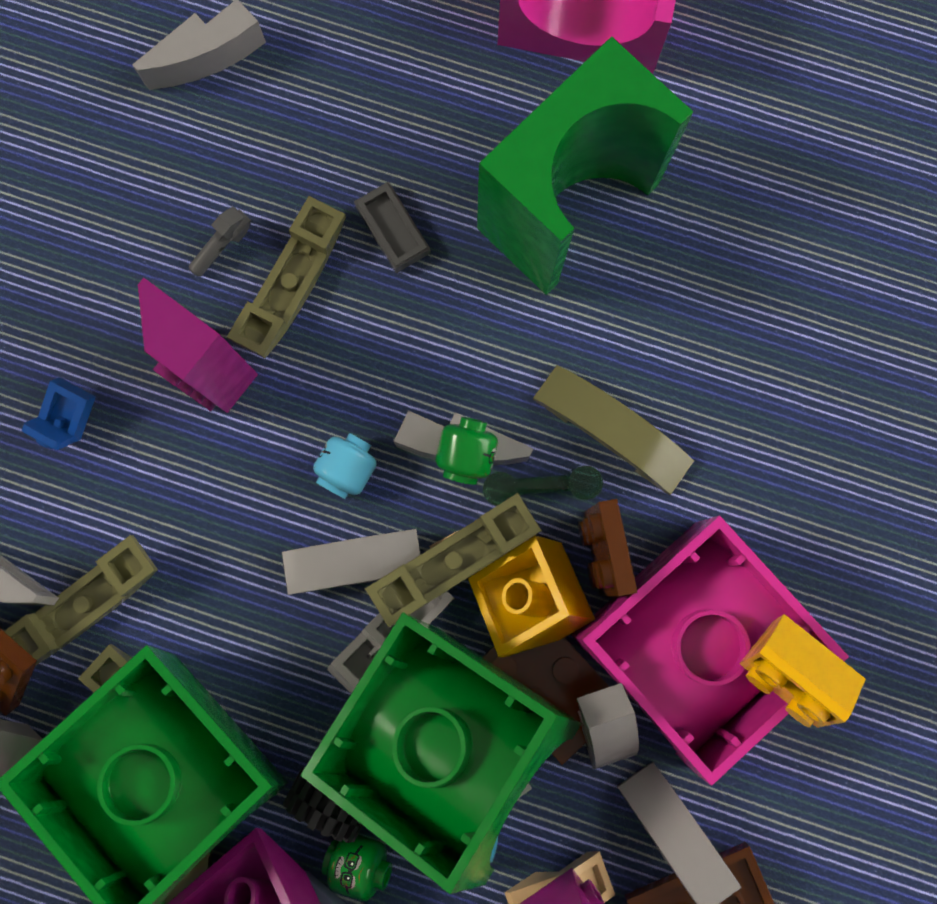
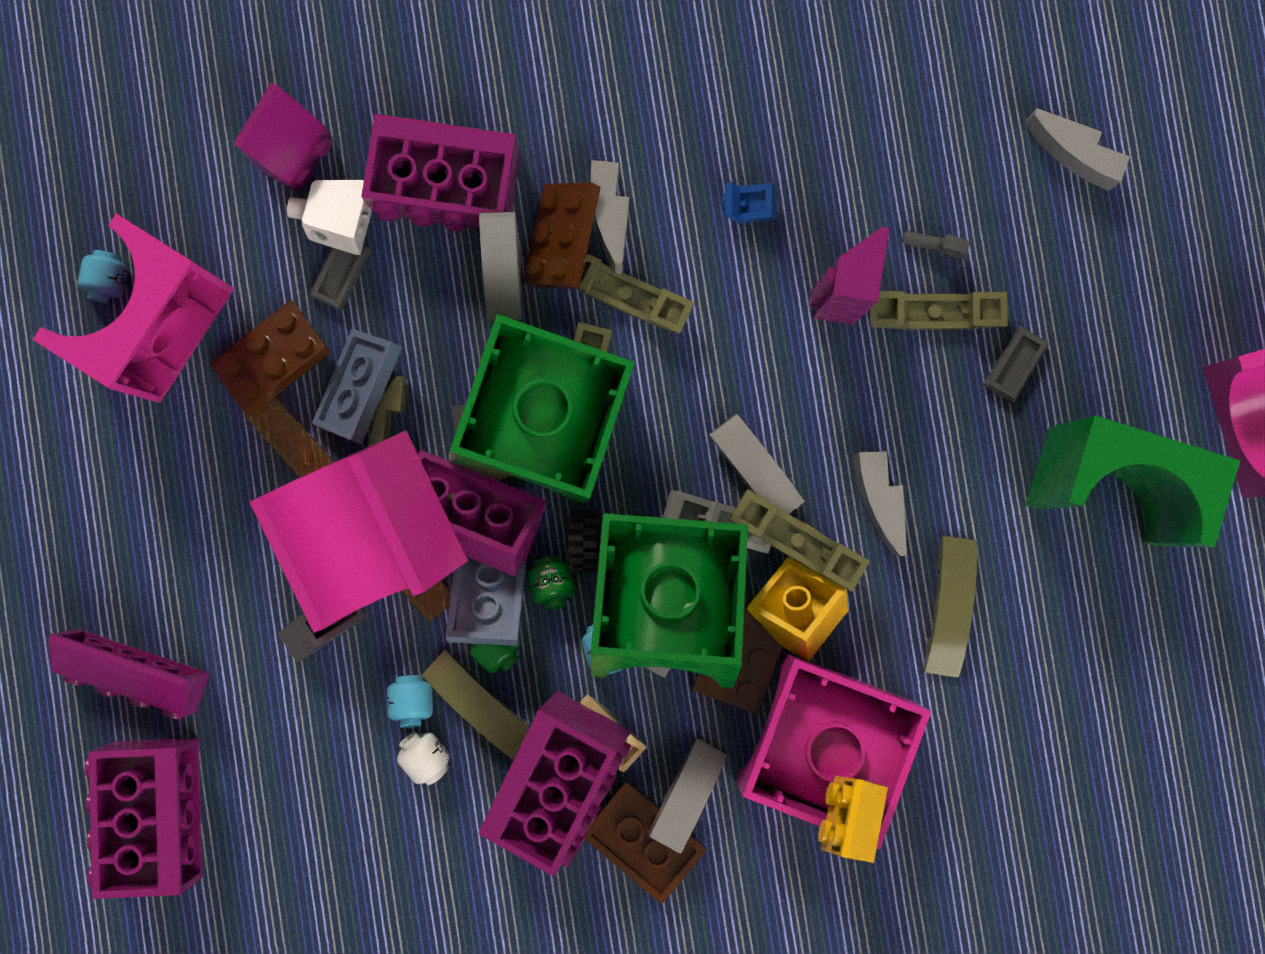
camera: 60 degrees right, 5 degrees up
(344, 465) = (821, 425): medium azure head -> none
(466, 451) = (881, 509): green head -> none
(582, 482) = (898, 602): clear green bar -> none
(608, 725) = (740, 708): light grey slope -> none
(611, 562) = (869, 641): reddish brown plate -> none

